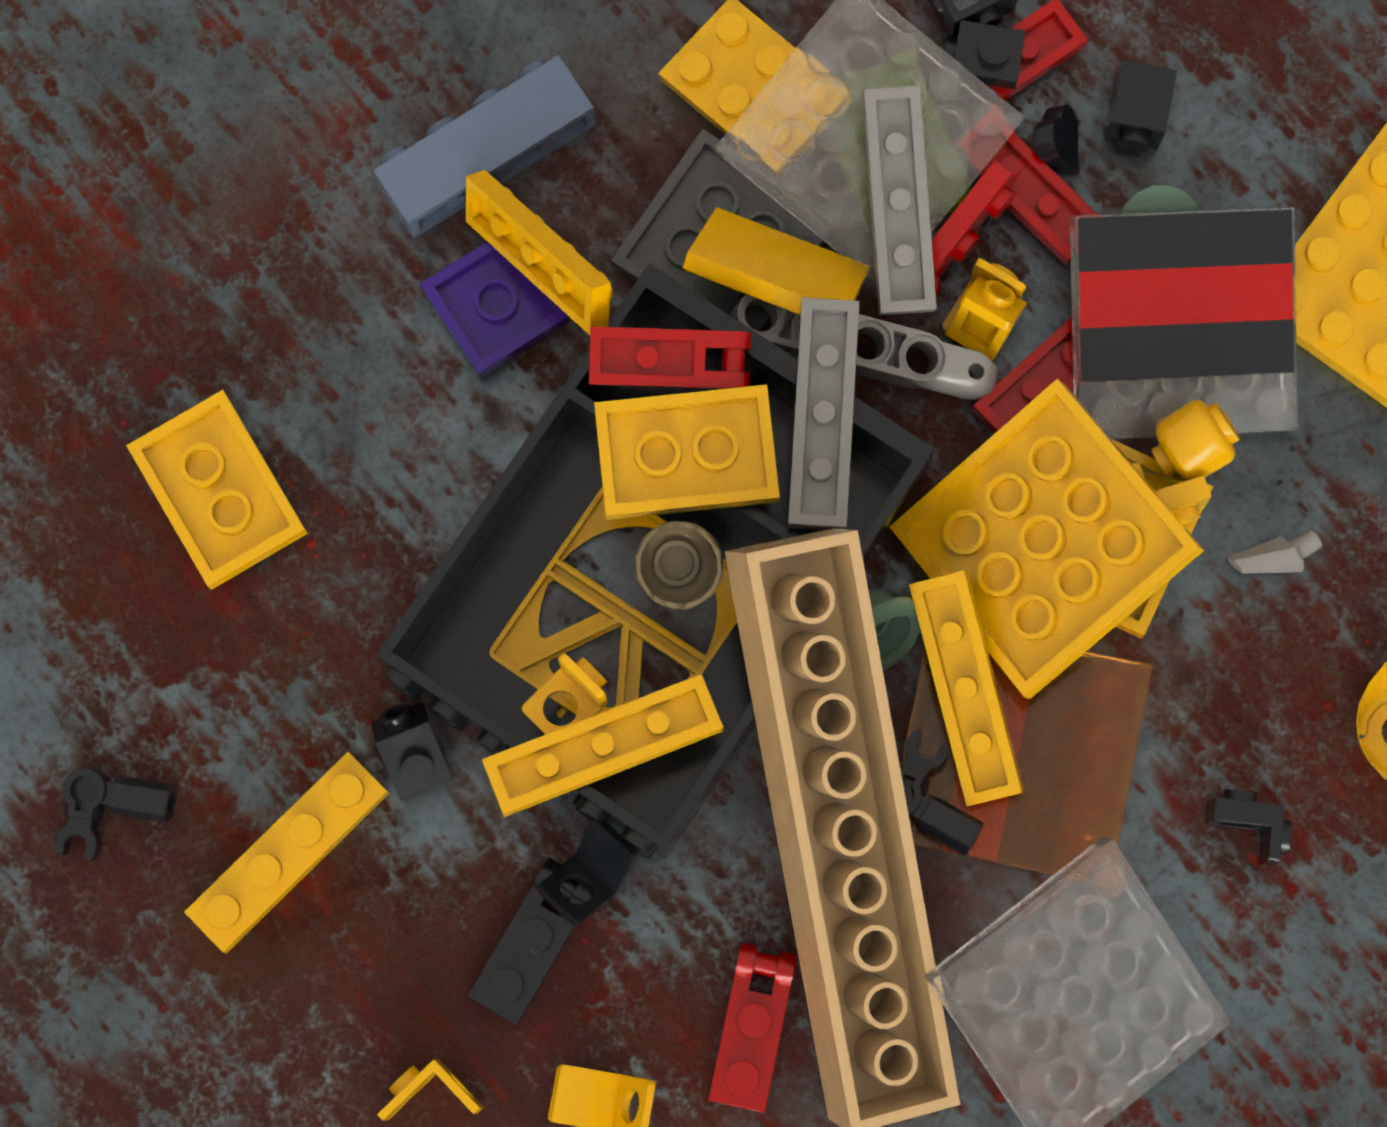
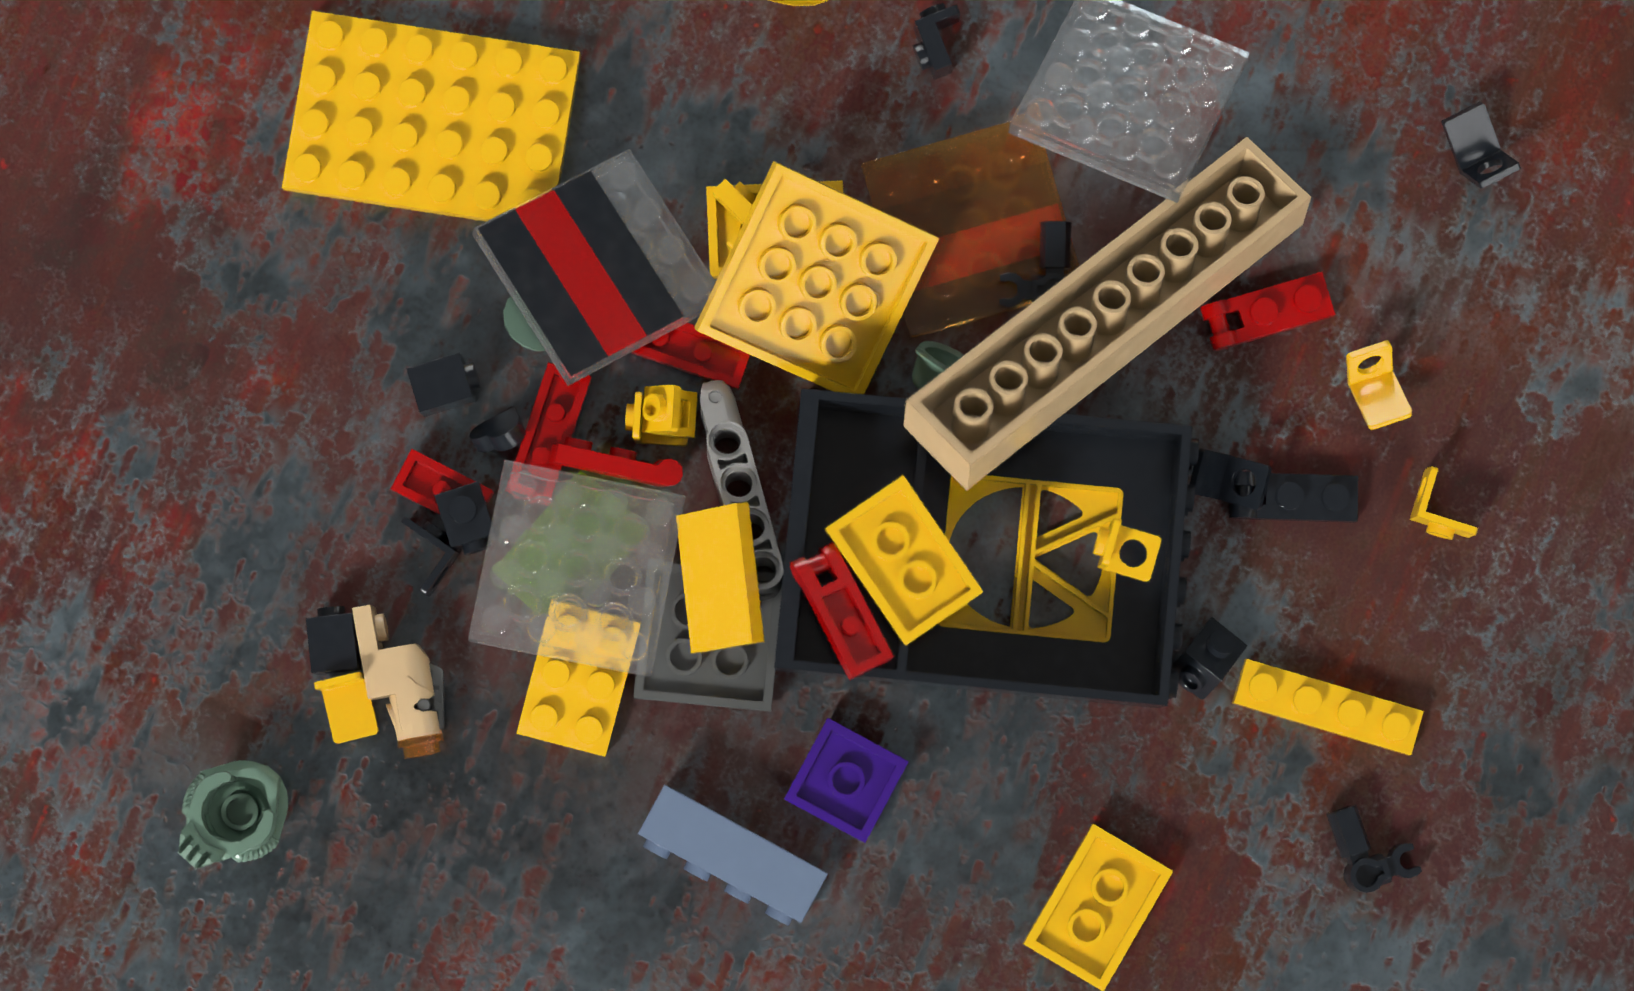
camera: 120 degrees left, 5 degrees up
(537, 251) = (805, 758): yellow plate -> none
(602, 745) = (1146, 506): yellow plate -> none
(679, 564) = (989, 520): dark tan hair -> none
(823, 414) = (823, 477): light grey plate -> none
(899, 200) = (623, 514): light grey plate -> none
(966, 688) = (953, 282): yellow plate -> none
(1195, 440) = (686, 212): yellow head -> none
(1277, 555) = (729, 118): light grey bar -> none

